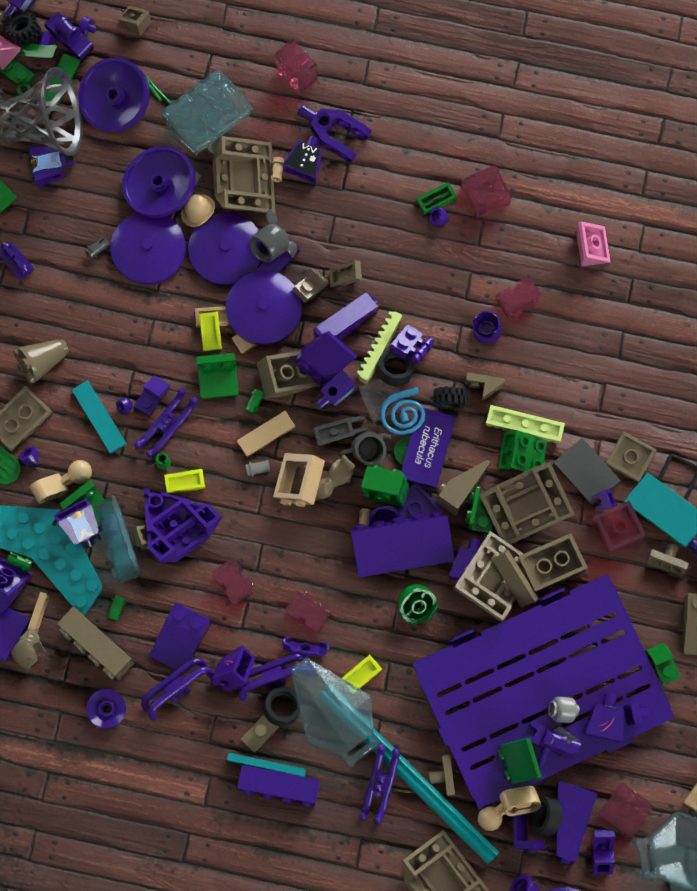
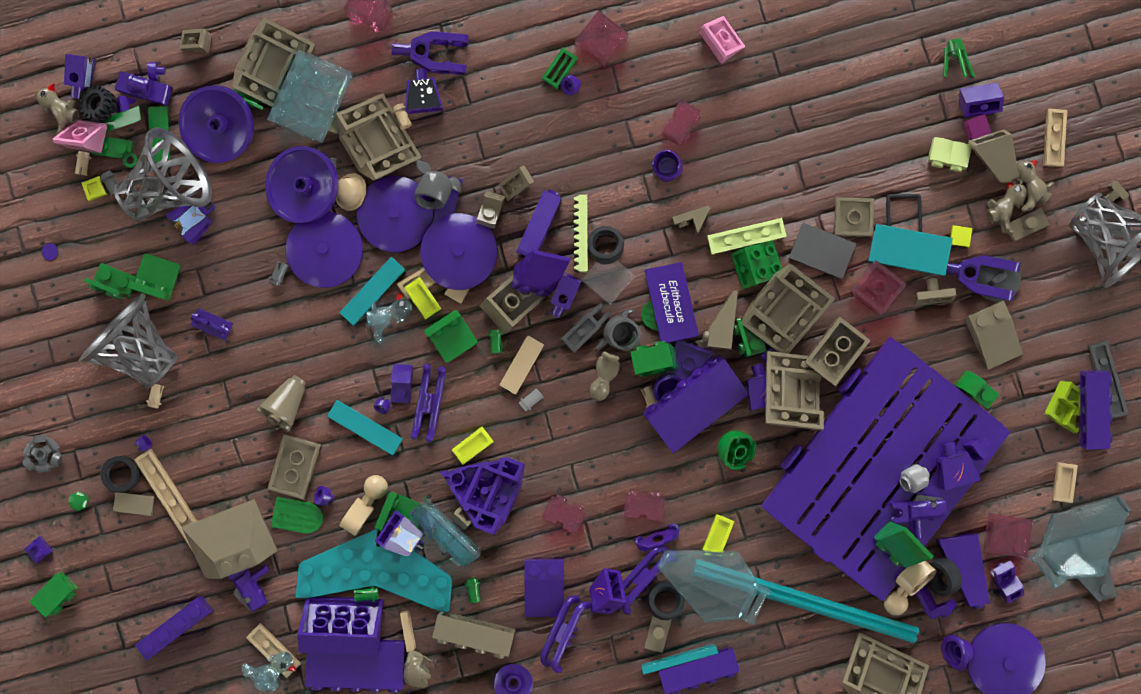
camera: 25 degrees left, 10 degrees up
(160, 465) = (448, 435): green pin -> none
(167, 329) = (382, 316): none -> clear light blue animal
(170, 304) = (372, 291): none -> teal tile
(187, 65) = (268, 60): none -> dark tan slope
(310, 481) = (586, 391): tan window -> none
(380, 784) = (786, 625): dark purple piece -> none
(404, 417) = (636, 286): dark azure piece -> none
(407, 340) = (603, 214): dark purple plate -> none
(444, 776) = (838, 586): dark tan tile -> none
(450, 397) = (669, 248): black tyre -> none
(514, 578) = (811, 383): dark tan tile -> none
(606, 498) = (854, 267): dark purple tile -> none

